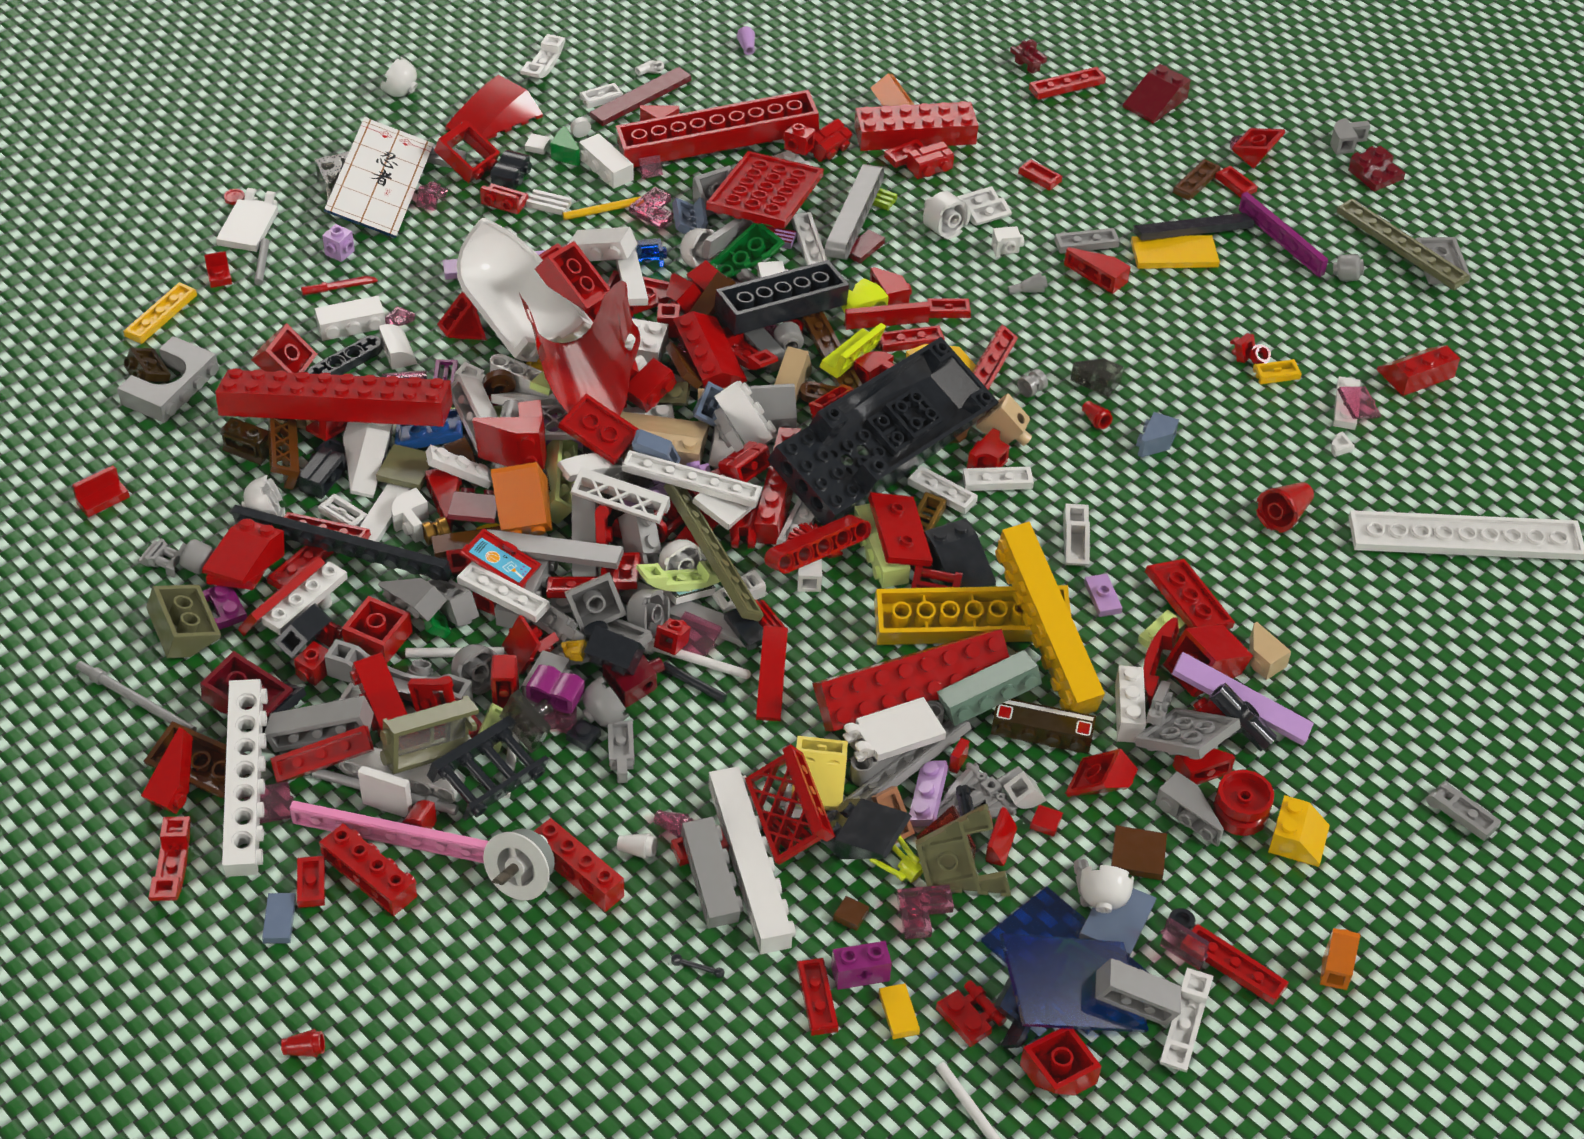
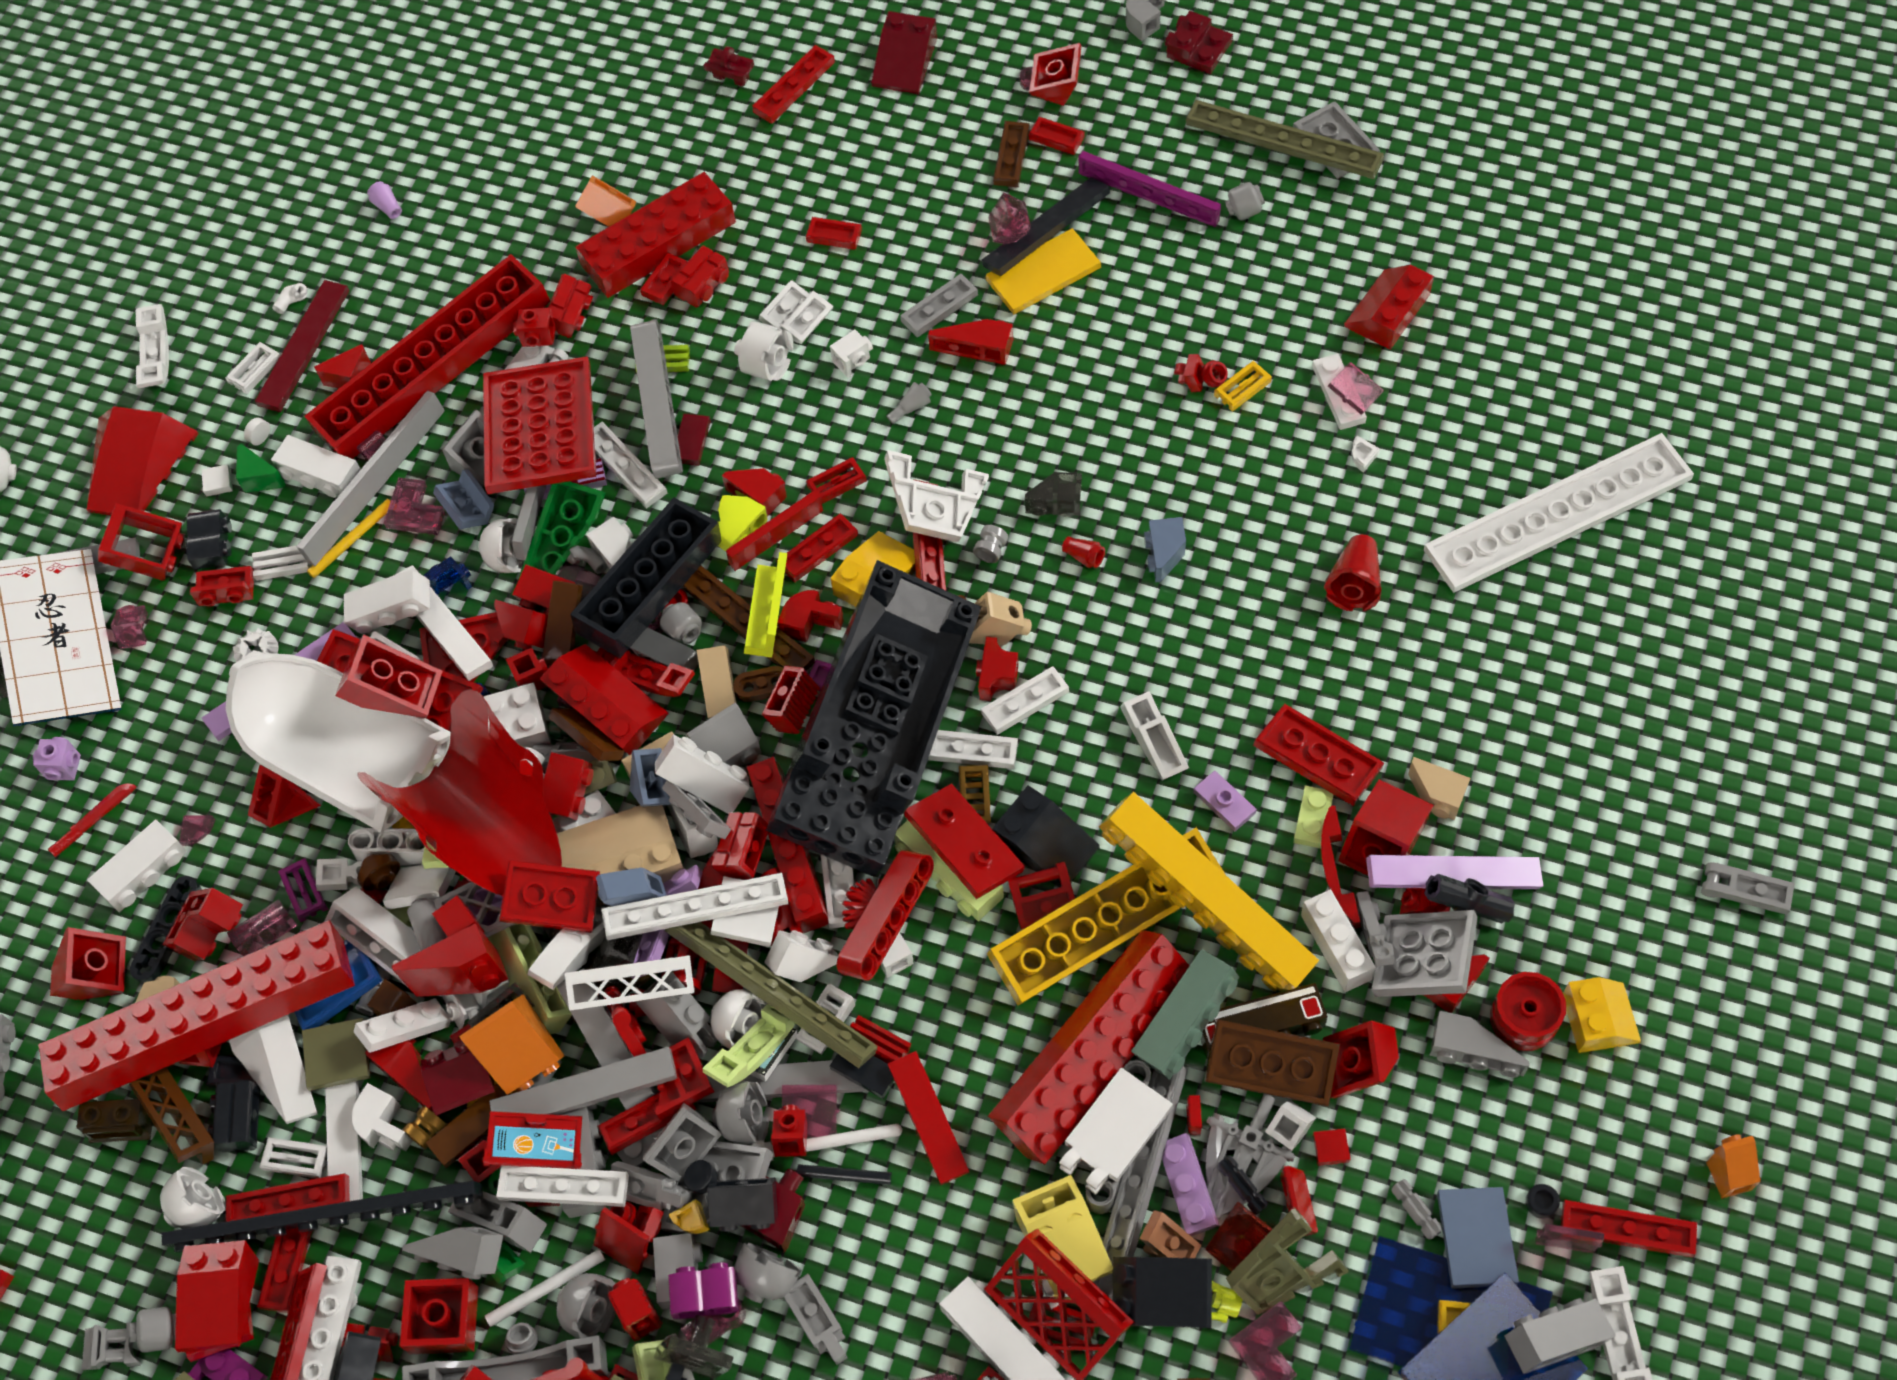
camera: 20 degrees left, 15 degrees up
(375, 358) = (200, 921): none -> red brick
(396, 346) = (217, 872): white brick -> none
(583, 734) = (760, 1320): black plate -> none
(636, 179) = (370, 478): none -> light grey tile
(742, 544) = (799, 957): none -> white slope
(1005, 344) = (933, 508): none -> white wing
(1034, 748) = (1271, 1062): none -> reddish brown tile
(1106, 888) = (1456, 1220): white cylinder -> none
(1139, 852) = (1450, 1134): reddish brown tile -> none
(1168, 210) = (1009, 220): none -> clear pink brick

